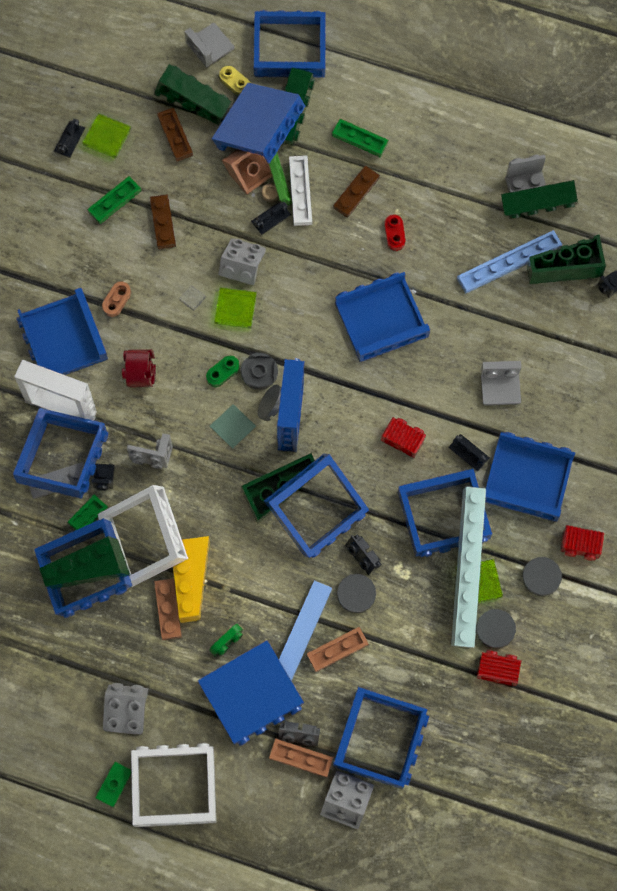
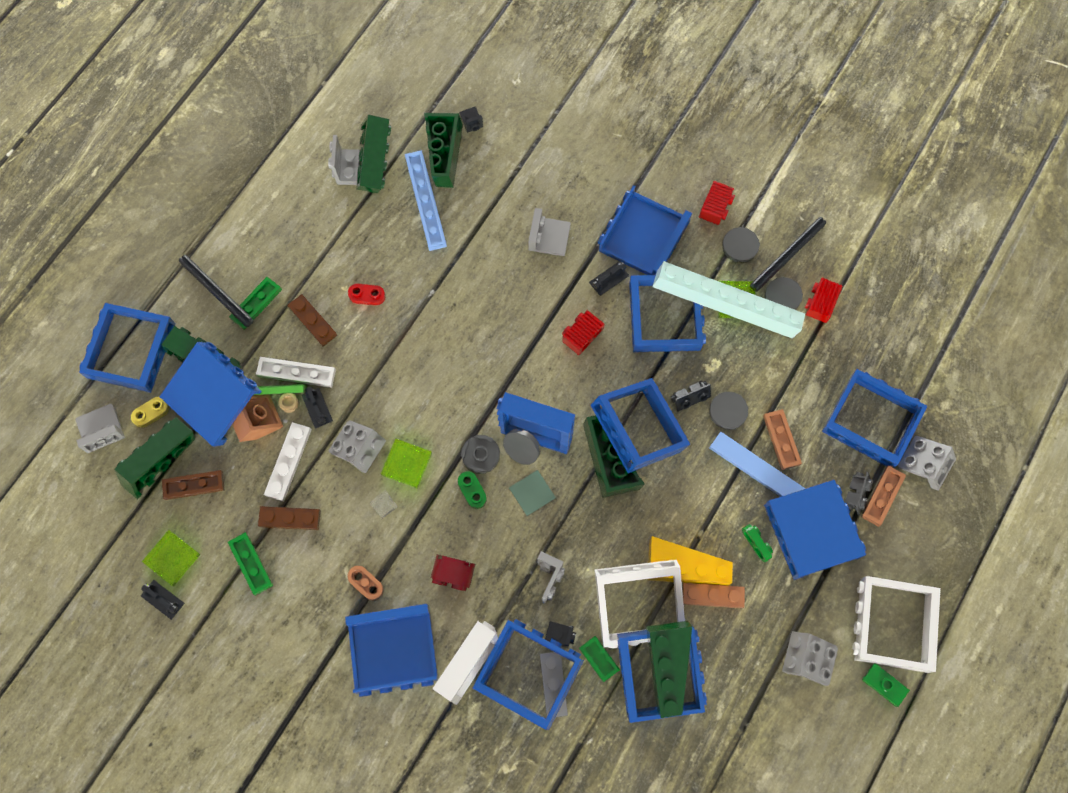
camera: 75 degrees left, 0 degrees up
(214, 206) = (287, 462): none -> white plate
(362, 100) = (216, 291): none -> black axle
(381, 316) = (453, 326): blue panel -> none
(543, 625) = (799, 243): none -> black axle

